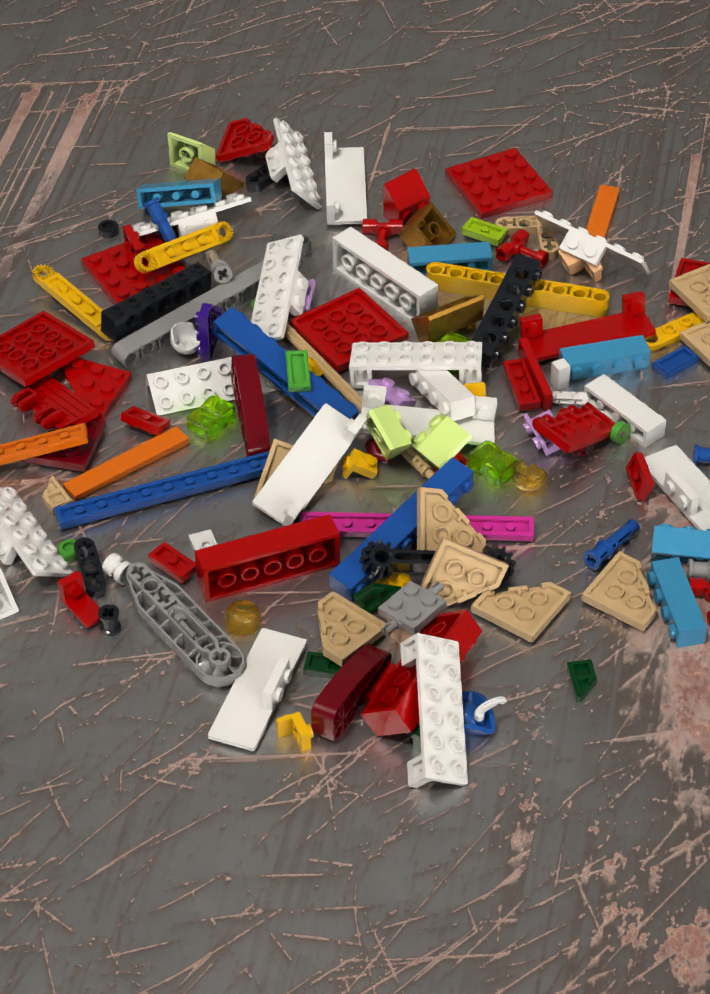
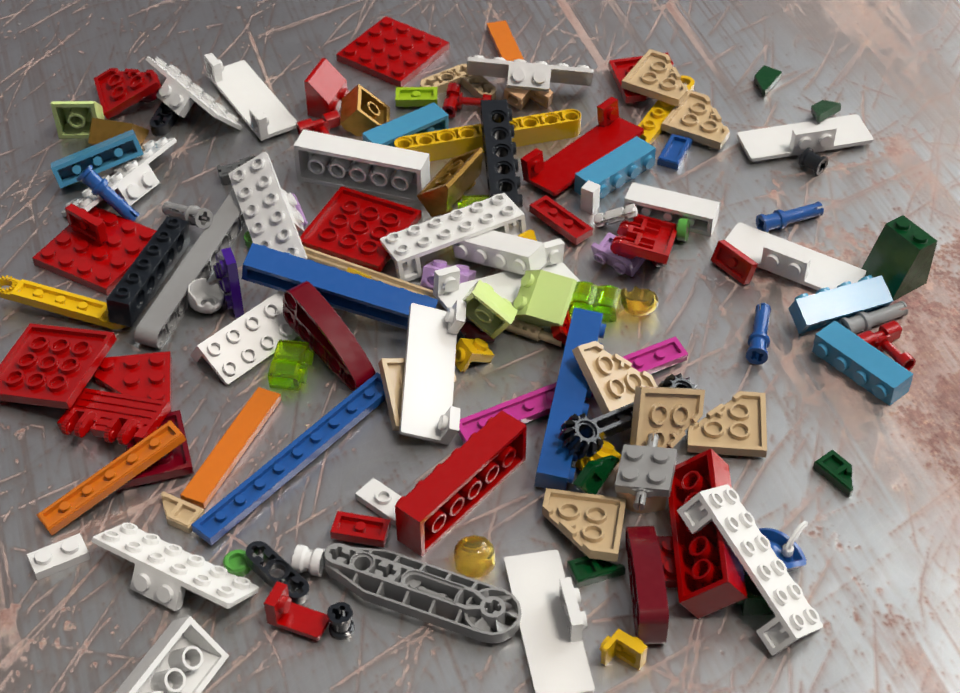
camera: 30 degrees left, 0 degrees up
(108, 228) = (39, 219): black tile -> none
(145, 420) = (229, 393): red plate -> none
(183, 247) = (138, 208): yellow plate -> none
(297, 371) = (358, 282): bright green tile -> none
(540, 382) = (541, 187): red tile -> none
(622, 592) = (807, 375): tan plate -> none

